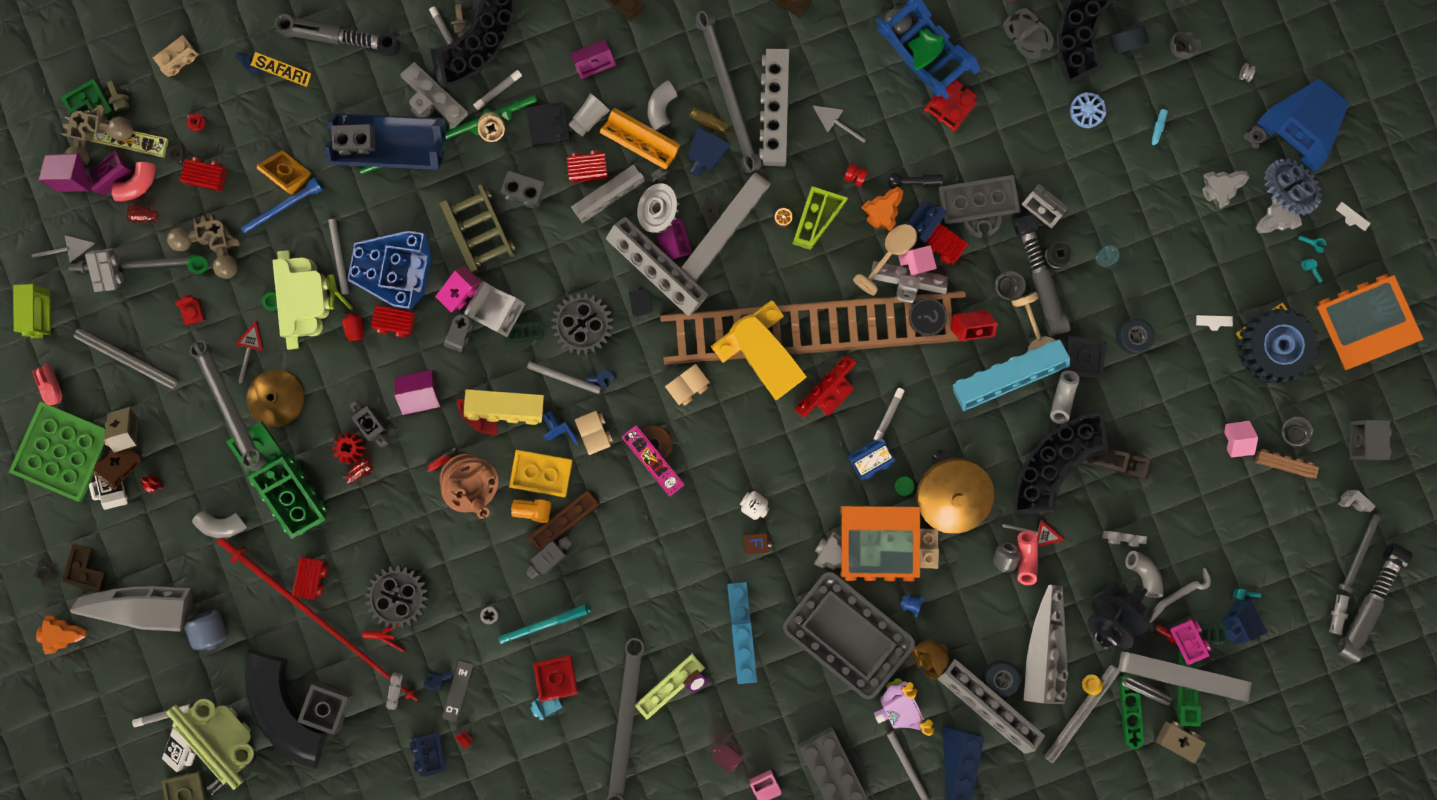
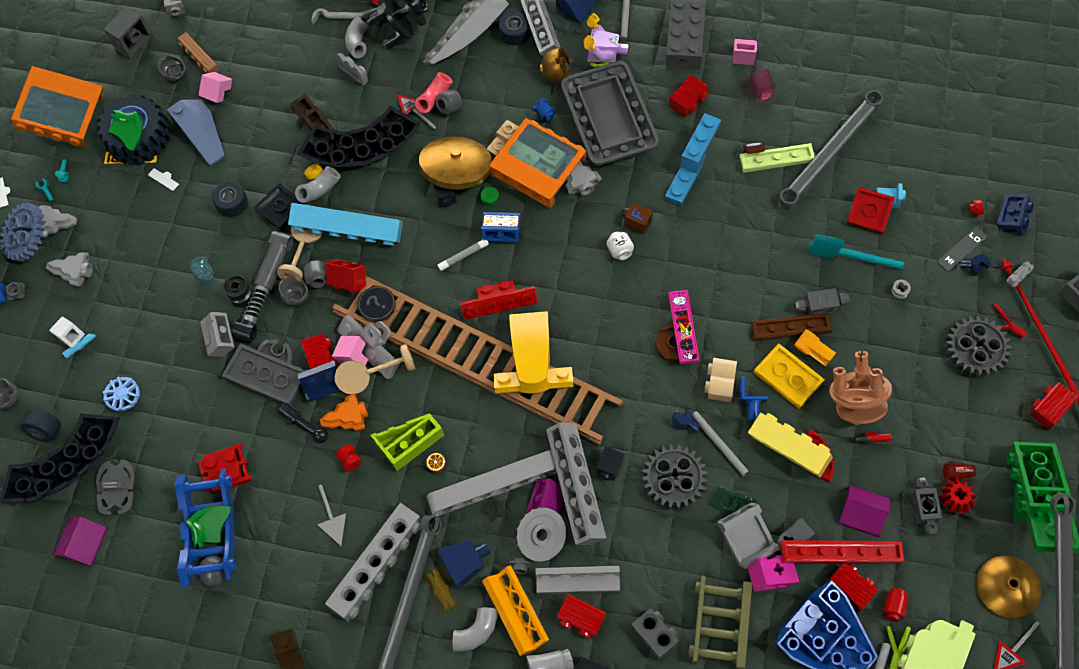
camera: 140 degrees left, 20 degrees down
(415, 341) = (841, 551): none -> red tile
(687, 385) = (614, 370): tan brick -> none
(788, 702) = (688, 95): none -> red brick
(1003, 313) = (315, 274): none -> dark grey head
(1080, 408) = (313, 171): none -> yellow tile
(1176, 127) = (67, 332): none -> white brick
(1227, 391) = (198, 126): none -> sand blue wedge
(1278, 335) = (127, 128): none -> green arm

